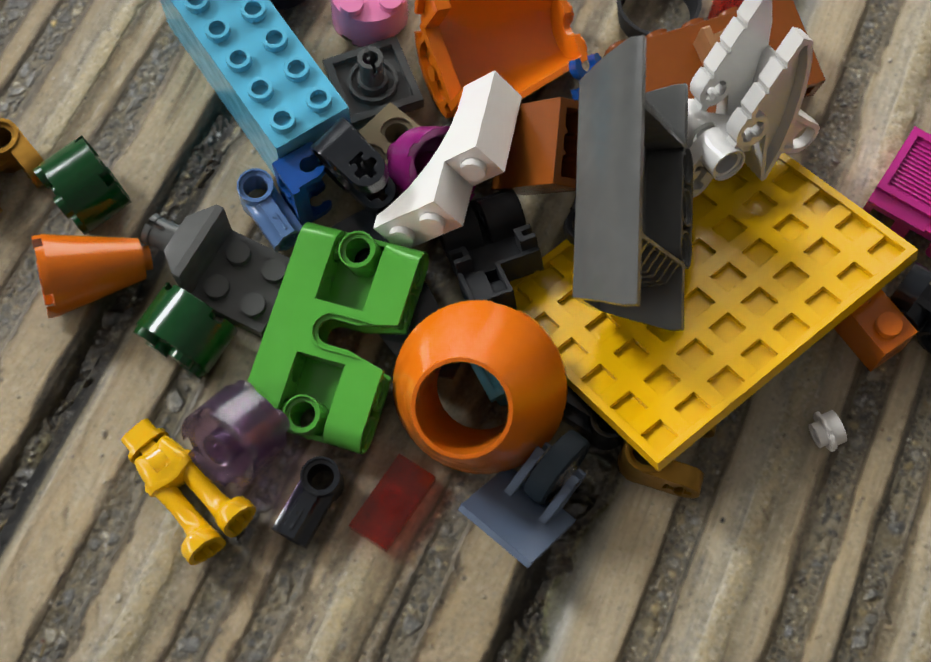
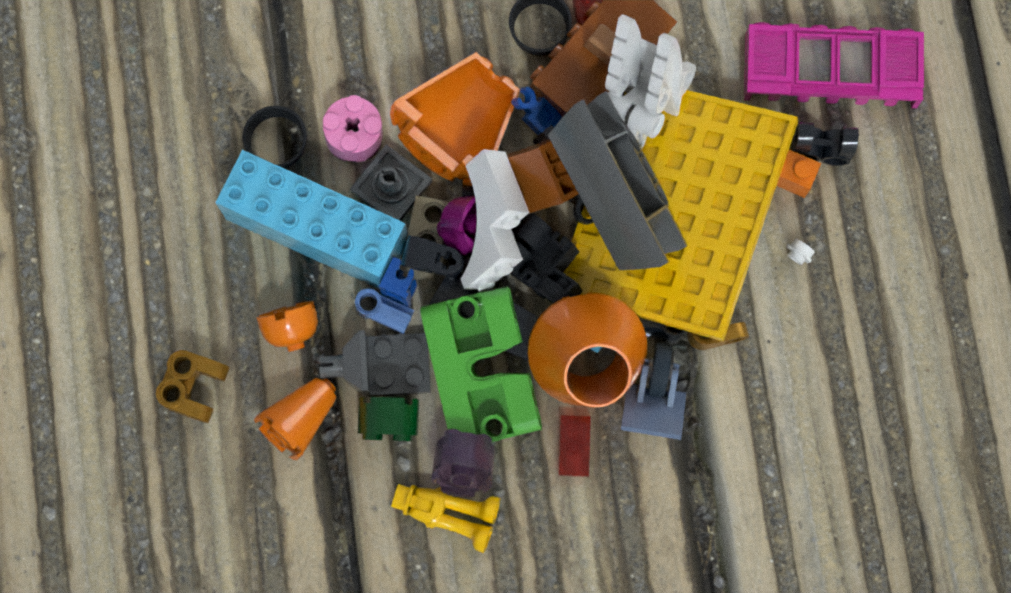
camera: 30 degrees left, 10 degrees up
(82, 185) = (260, 363): dark green brick -> none
(149, 164) = (289, 325): none -> orange cylinder
(308, 505) = (528, 479): black piece -> none

